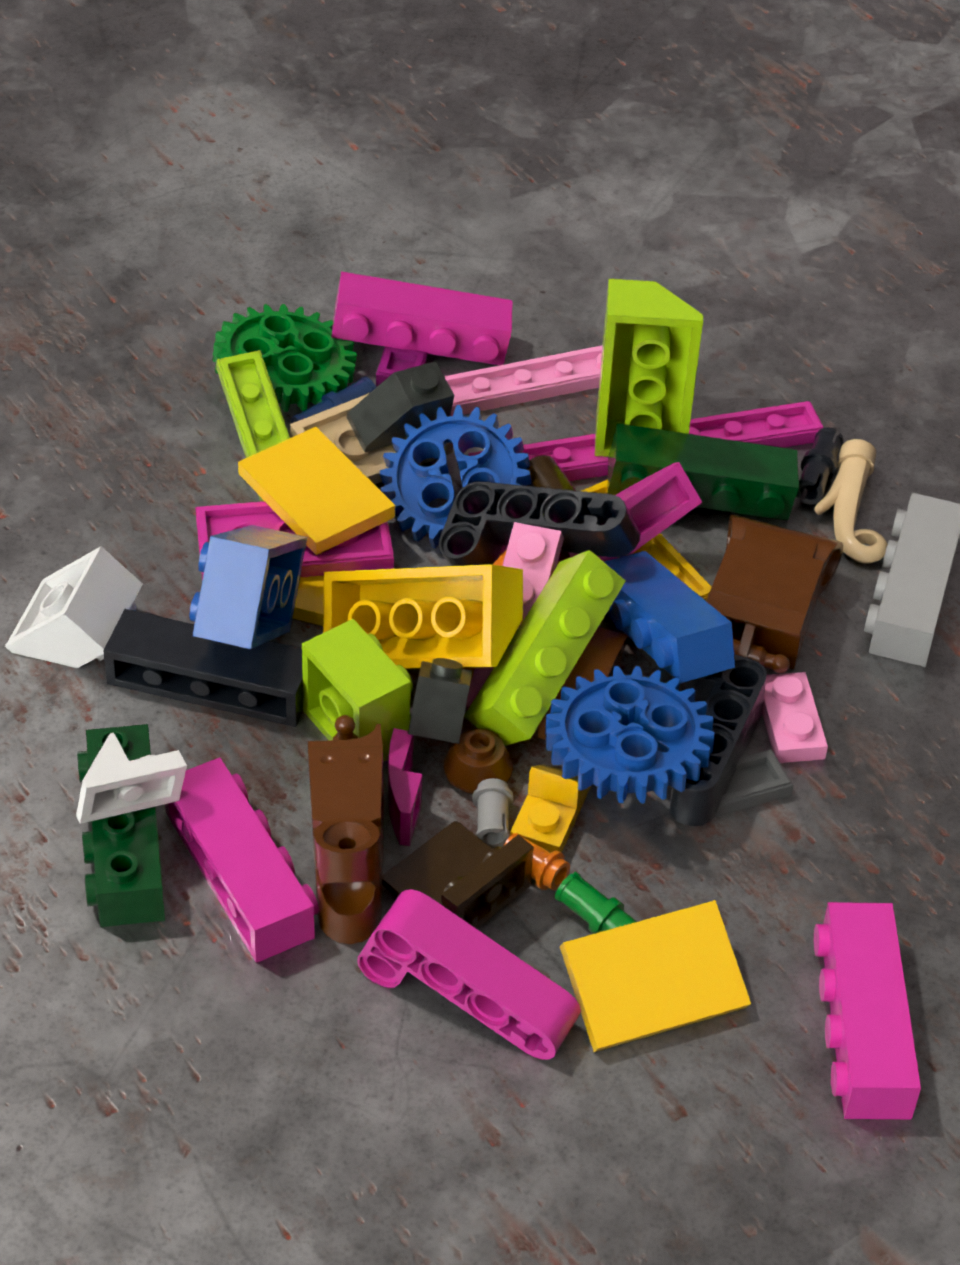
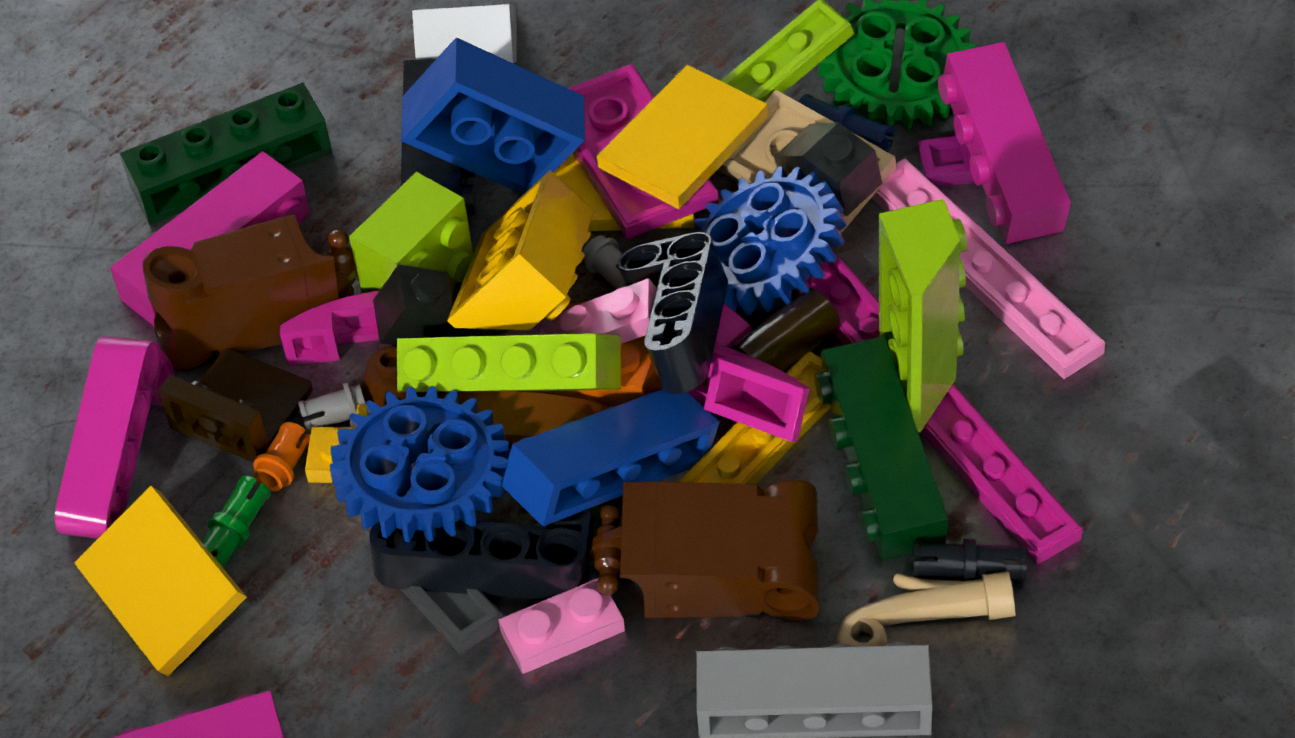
camera: 80 degrees right, 5 degrees up
(124, 786) = (216, 110): white slope -> none

